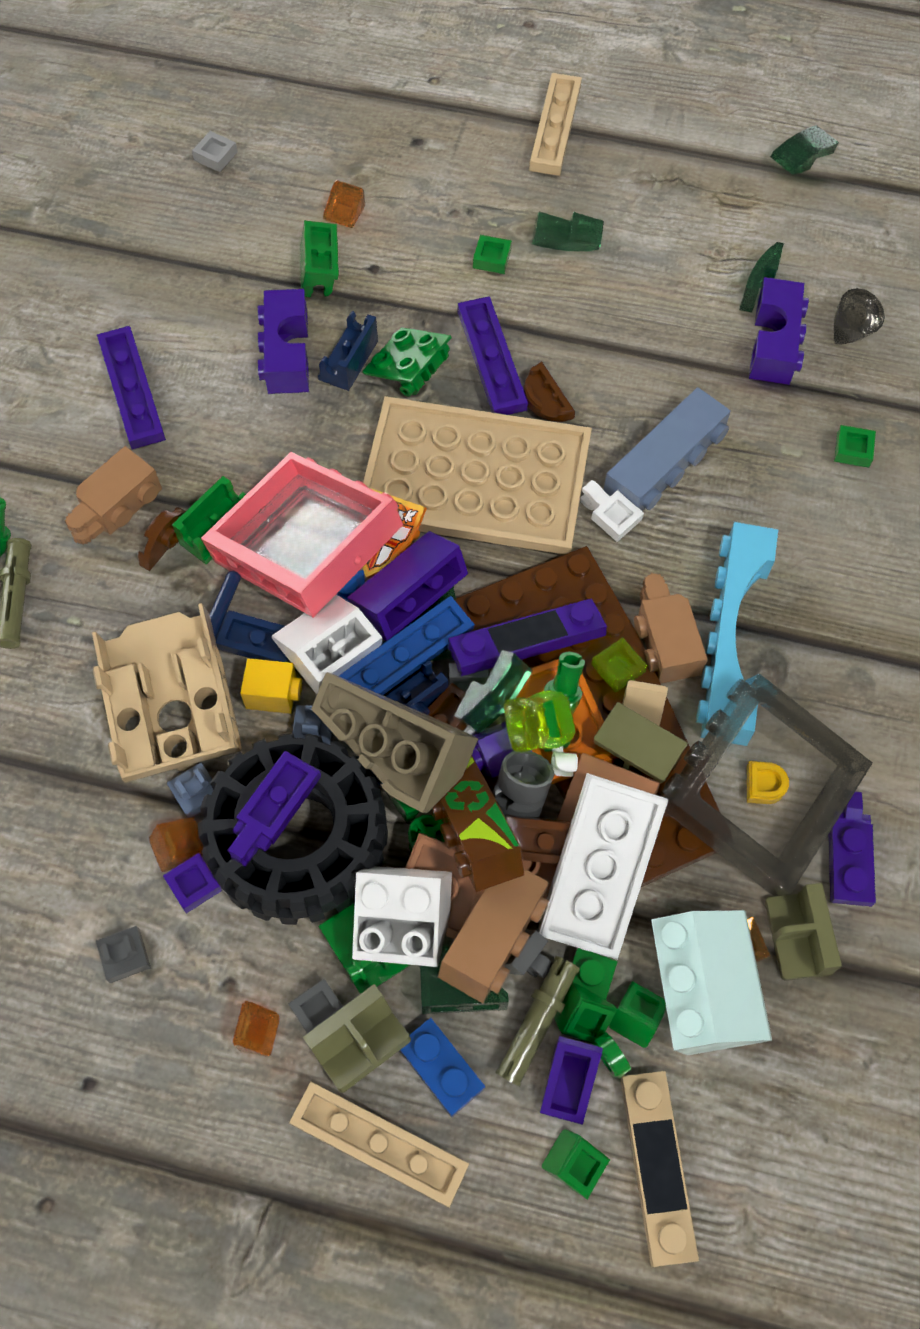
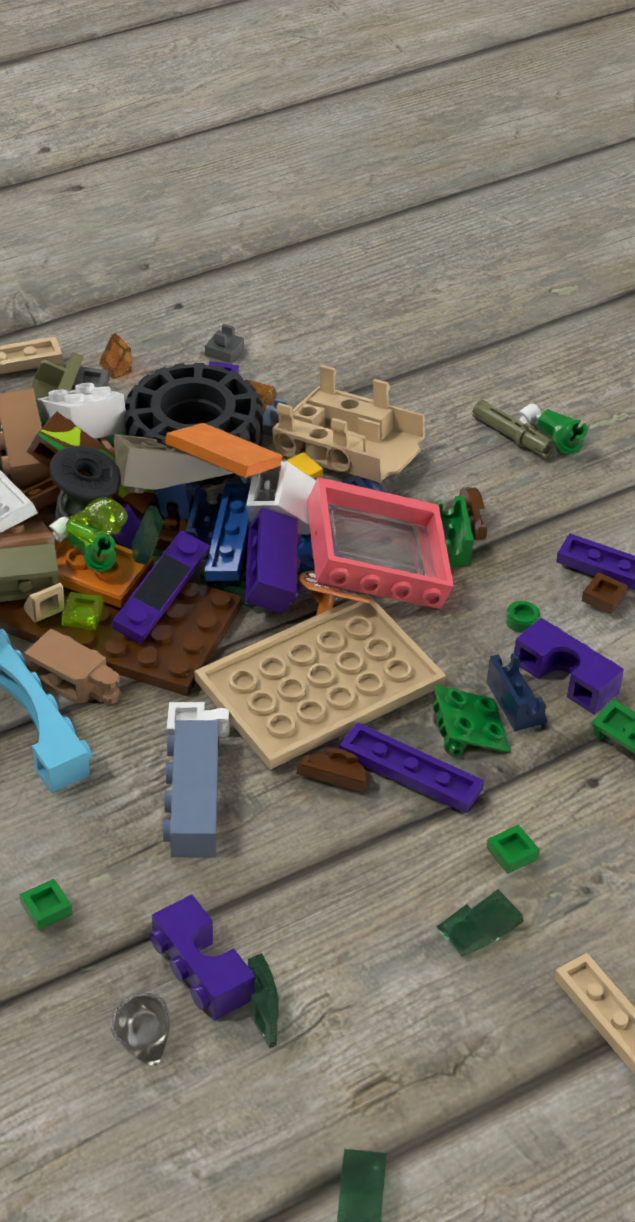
camera: 135 degrees right, 20 degrees down
(112, 496) = (533, 505): medium nougat hinge -> none
(174, 378) = (604, 593): none -> reddish brown plate
(255, 415) = (521, 615): none -> green tile
(272, 806) = (204, 390): dark purple hinge -> none
(349, 692) = (223, 450): none -> orange tile
(509, 799) = (65, 473): none -> black wheel

